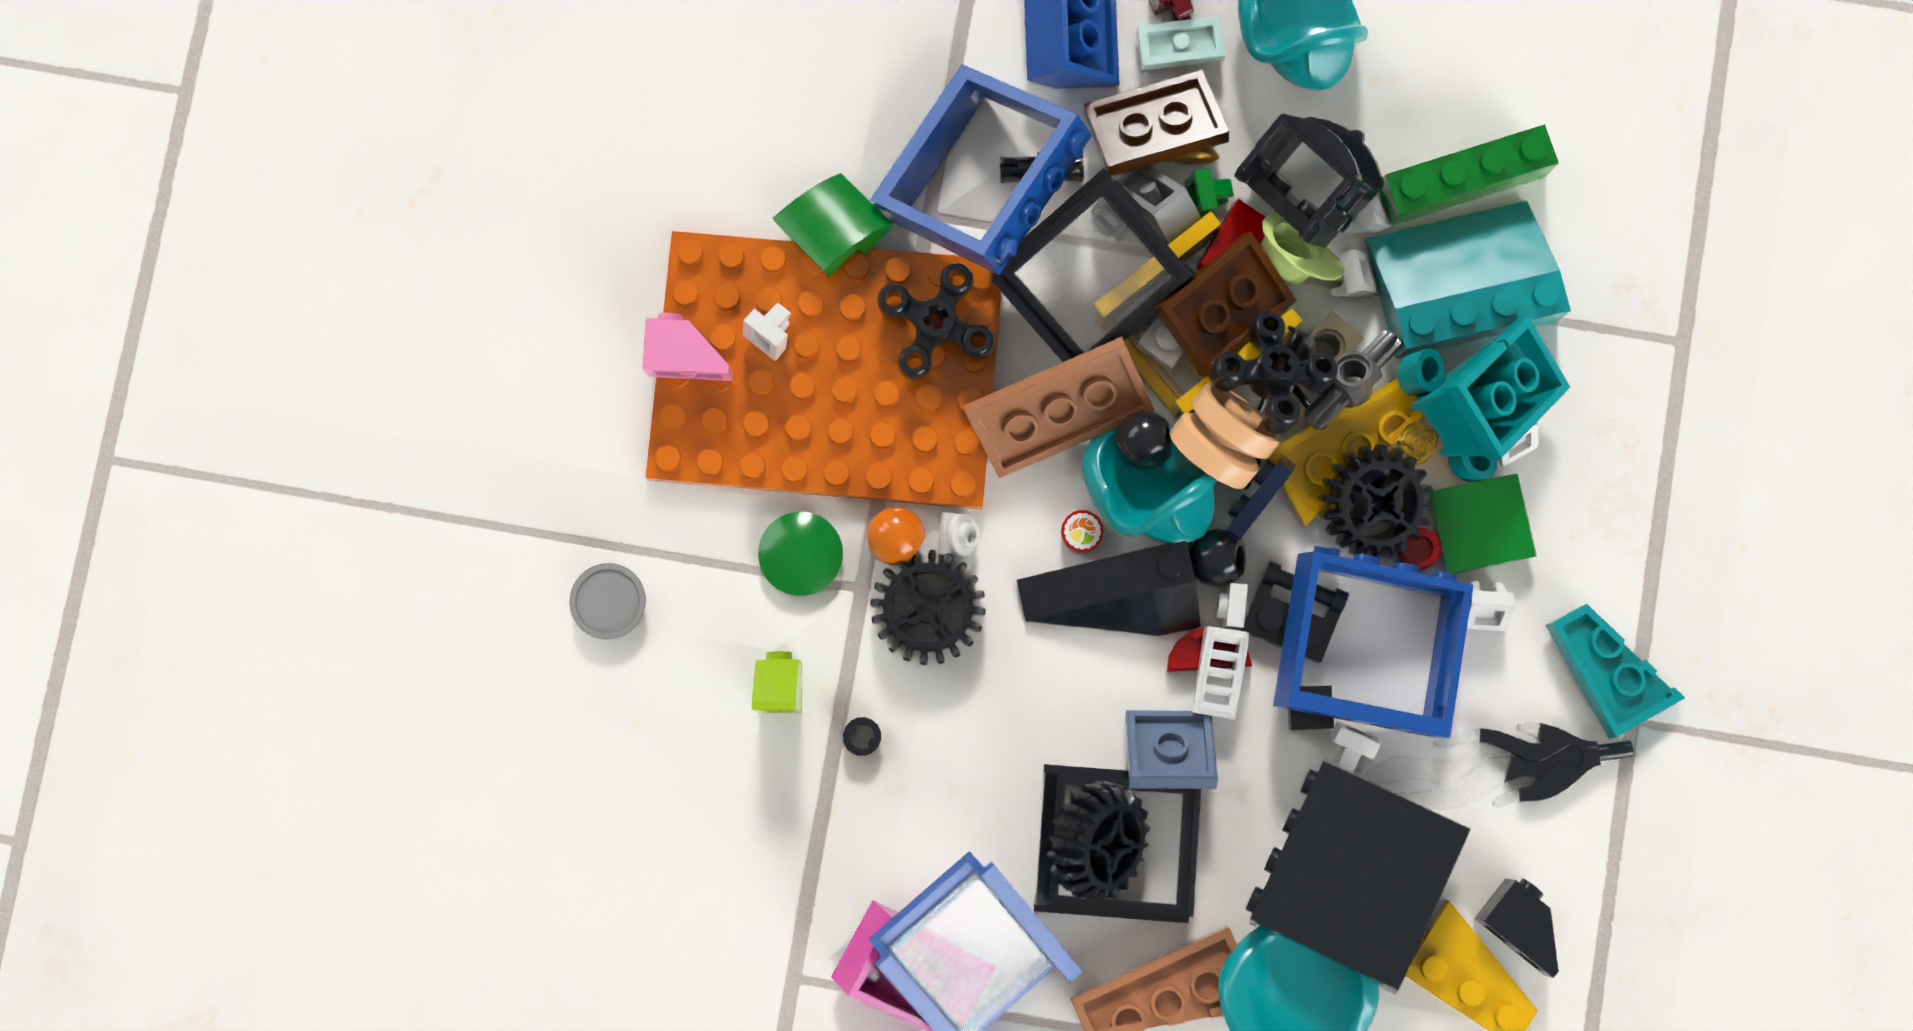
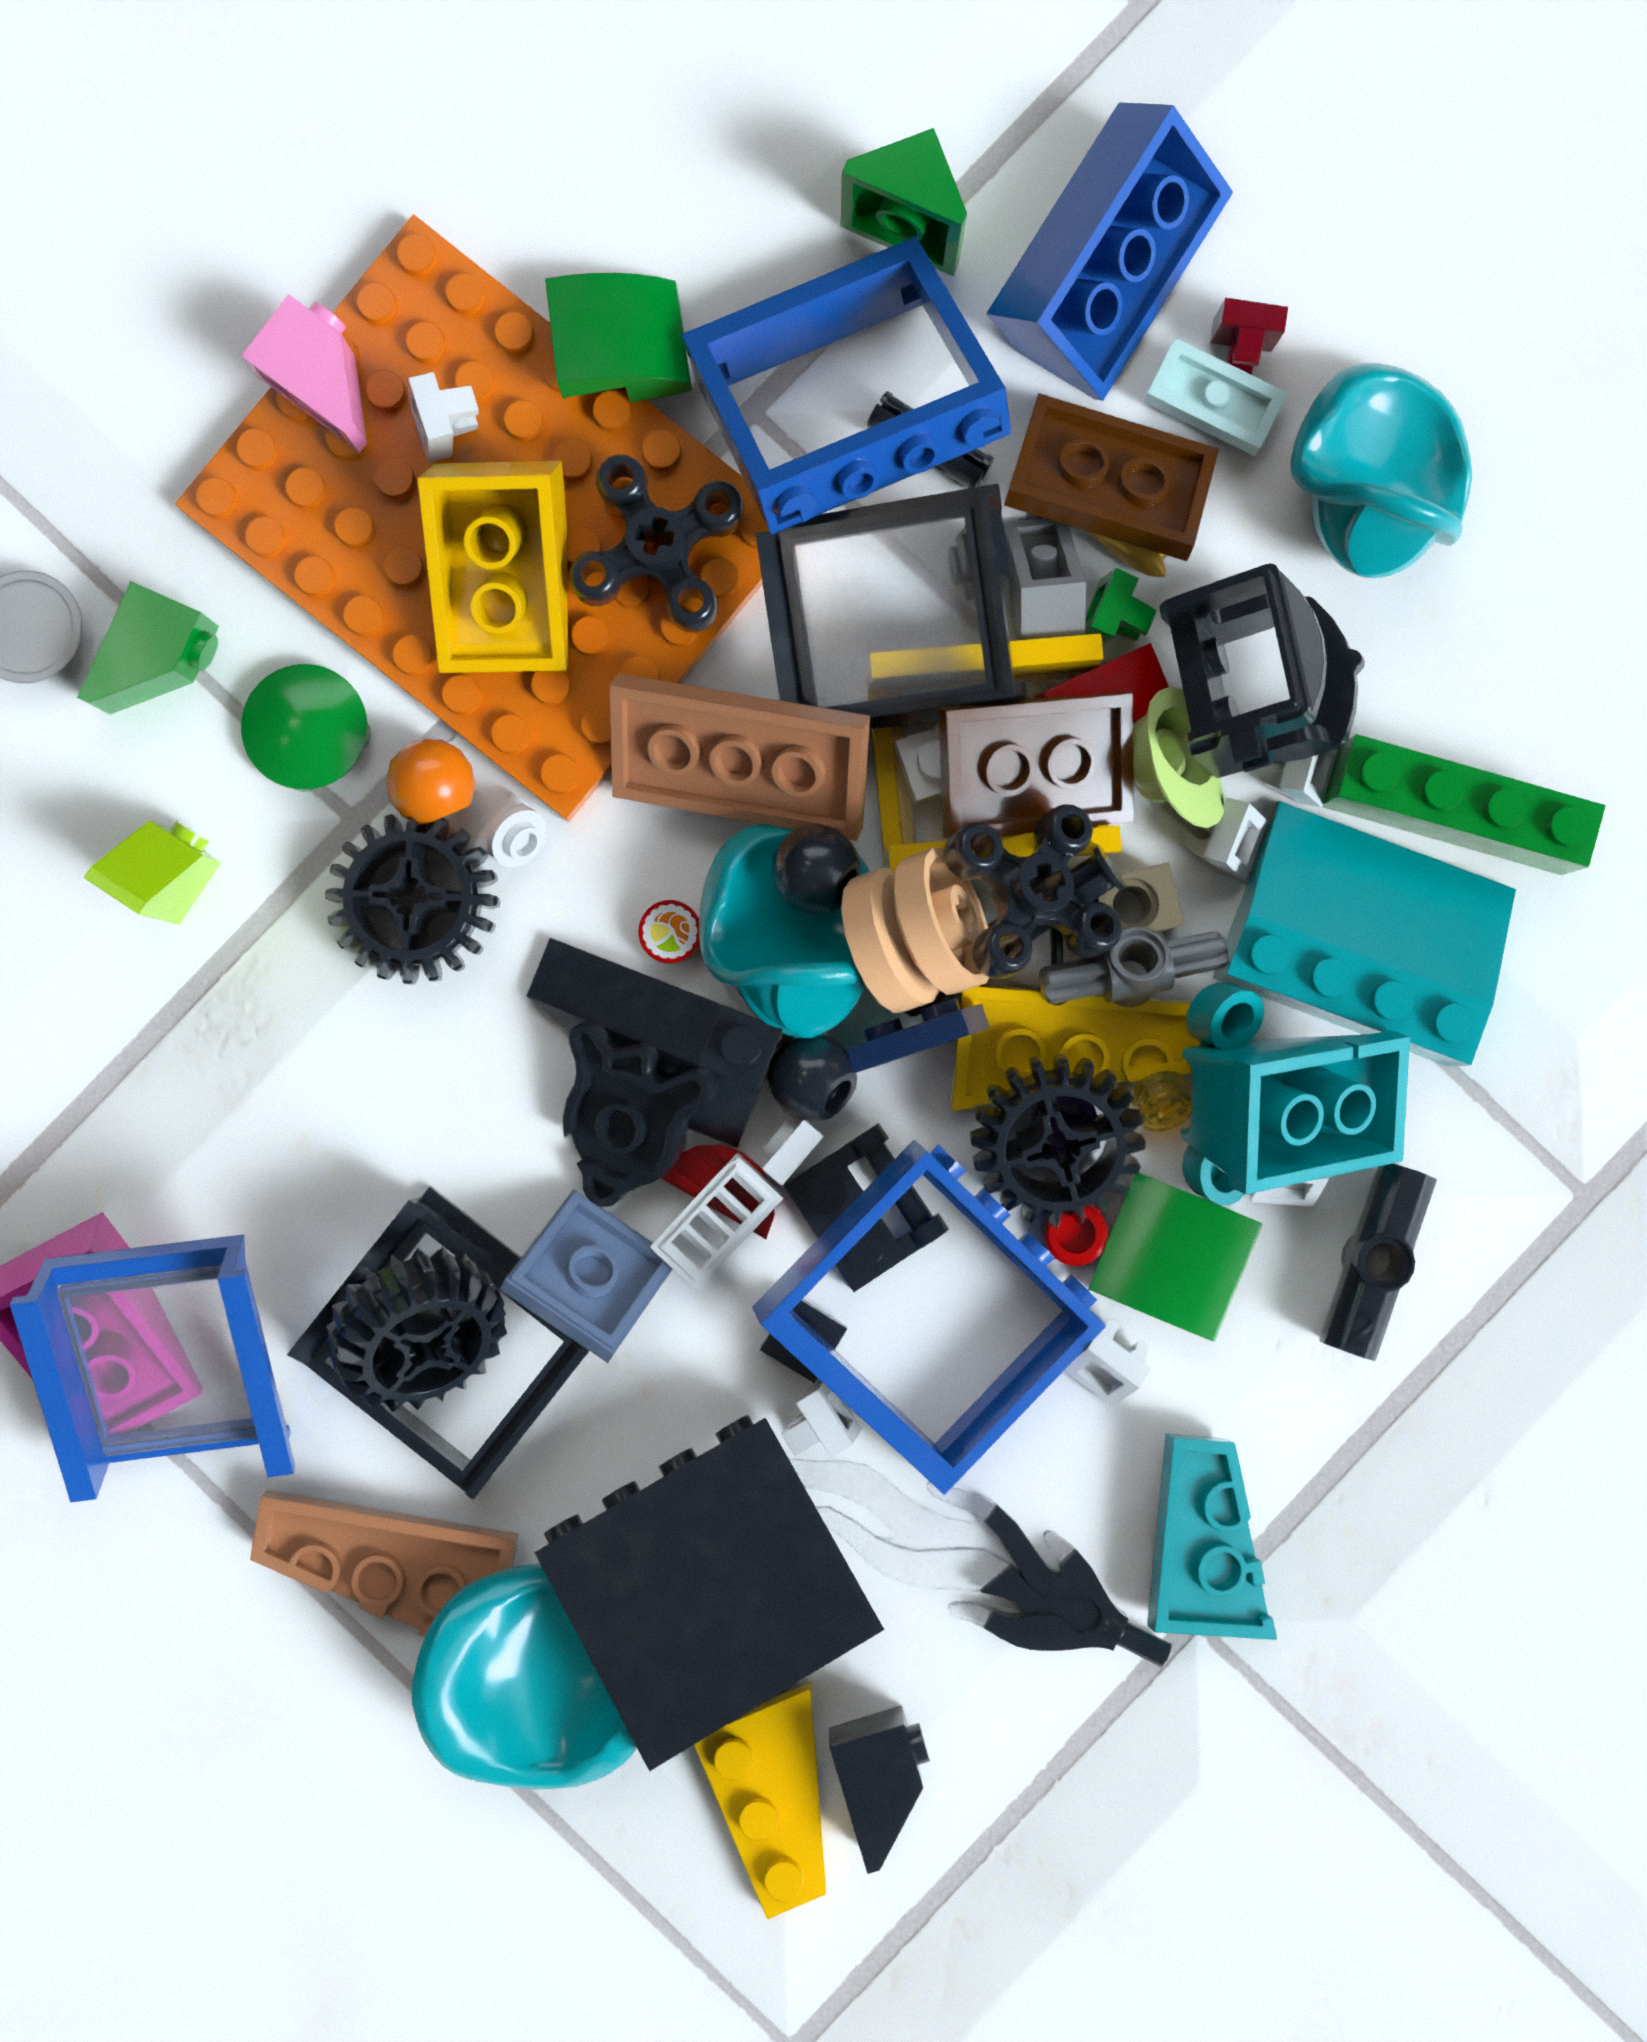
camera: 30 degrees right, 5 degrees up
(688, 566) = (148, 651): none -> slope
(850, 729) = (222, 985): black bush -> none
(856, 391) = (497, 565): none -> yellow slope
(946, 44) = (903, 195): none -> green slope
(1128, 647) = (625, 1114): none -> black tile
(1586, 424) = (1365, 1302): none -> black piece

